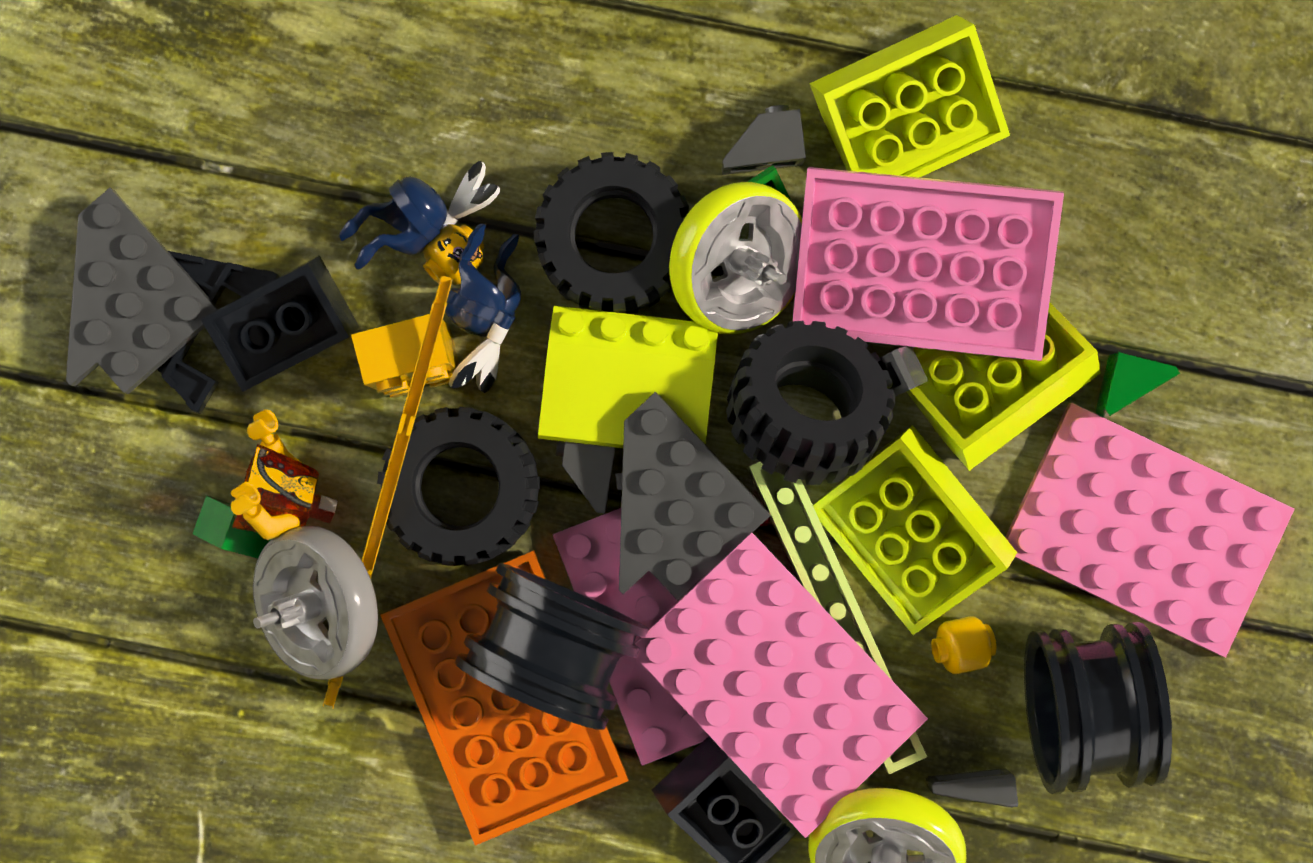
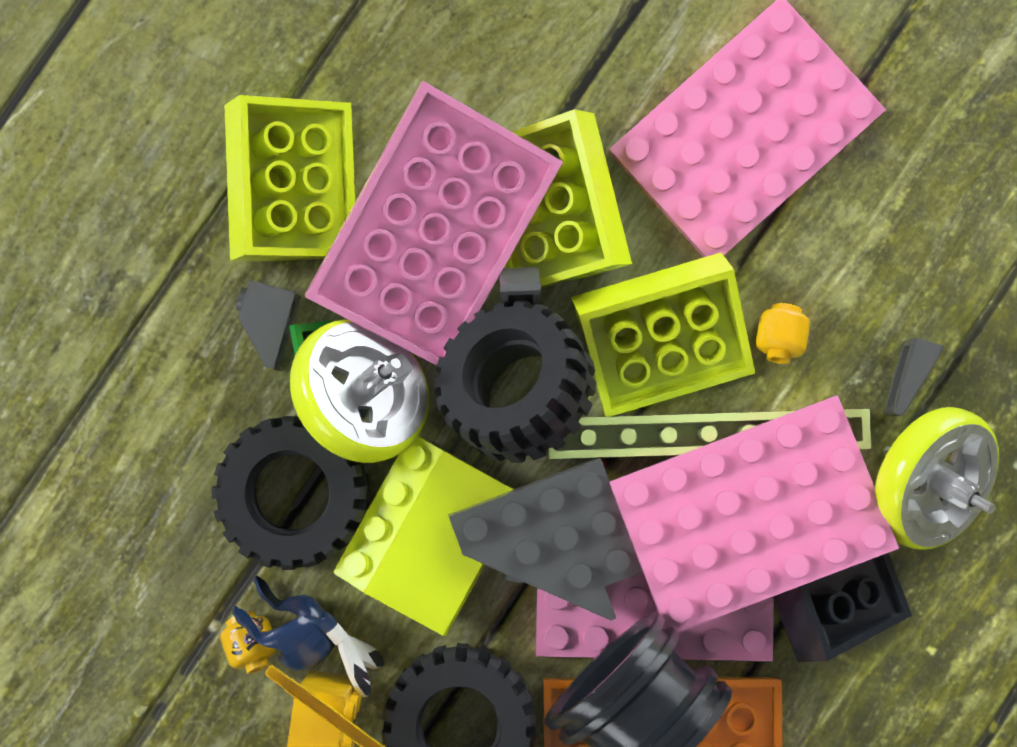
camera: 70 degrees left, 0 degrees up
(420, 213) = (199, 658): dark blue hair -> none
(590, 469) = (493, 600): dark grey slope -> none
(1097, 708) = (888, 242): black wheel -> none
(1129, 379) = (611, 92): green slope -> none

